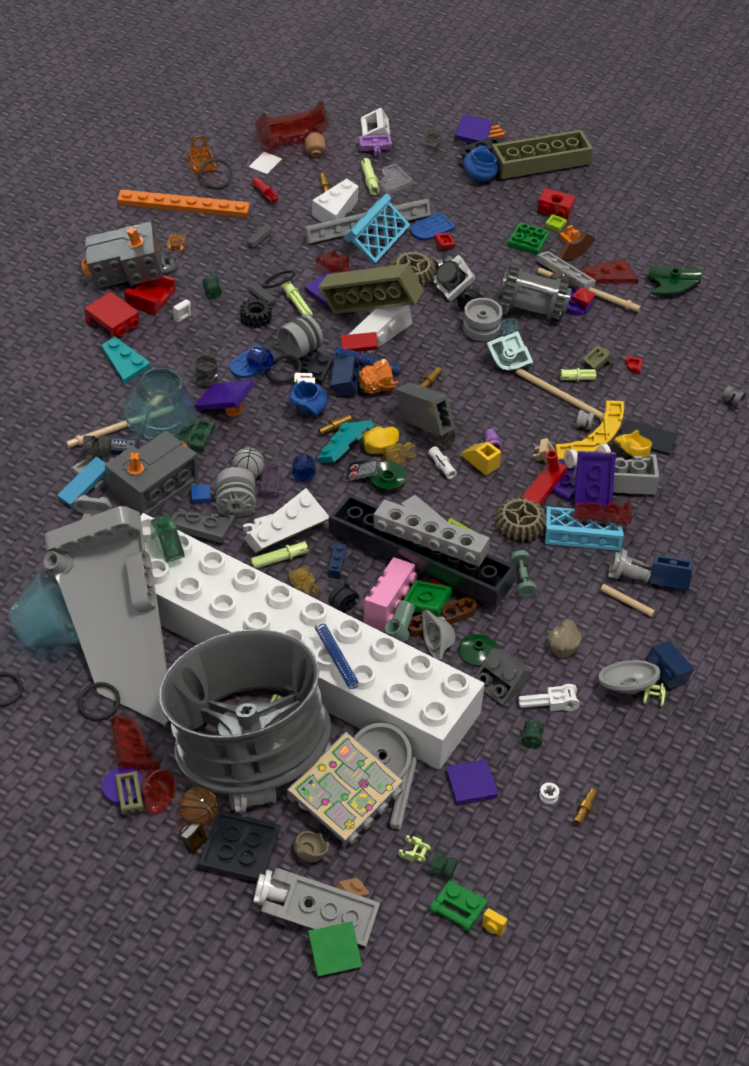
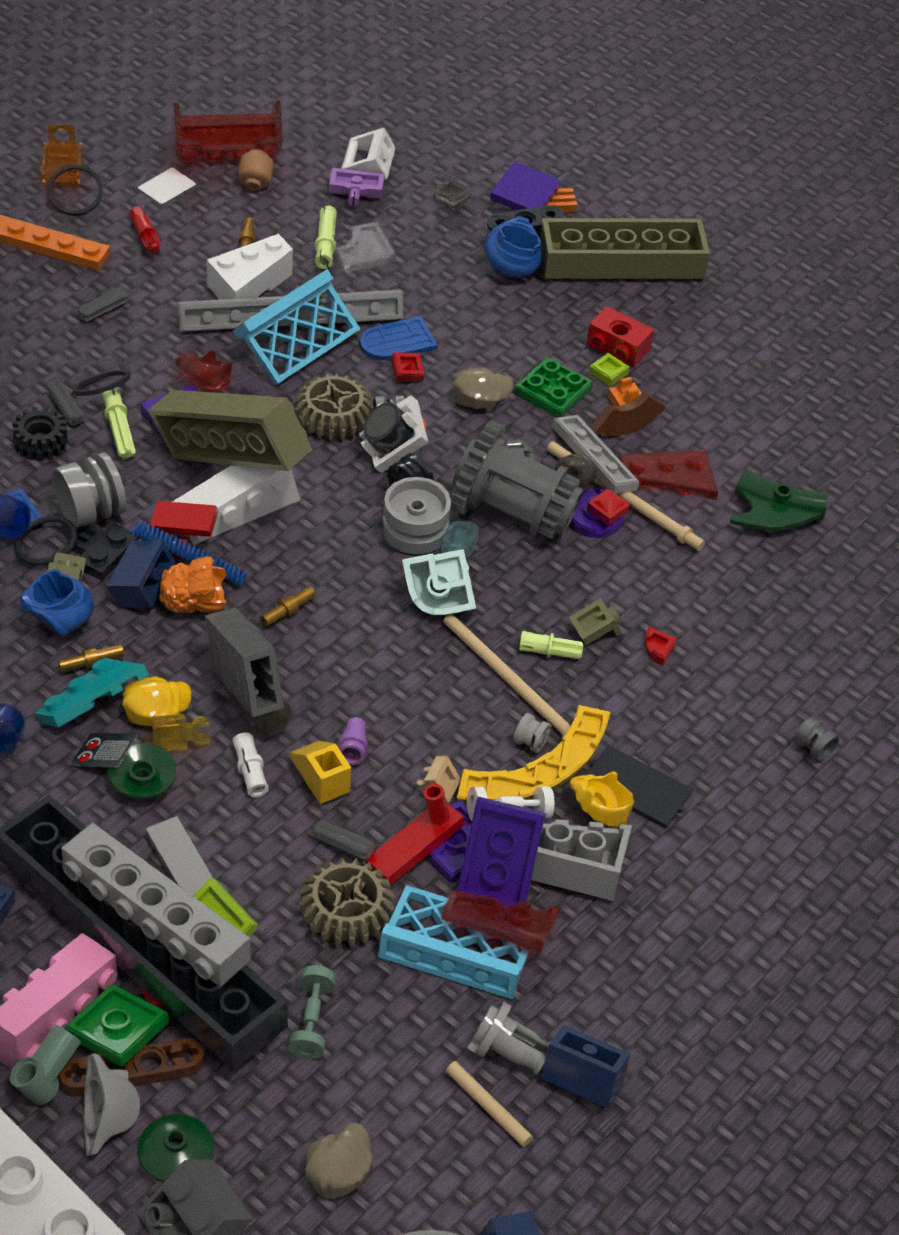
camera: 10 degrees right, 0 degrees up
(490, 245) = (481, 388): none -> dark tan hair
(506, 489) = (344, 839): none -> dark grey axle

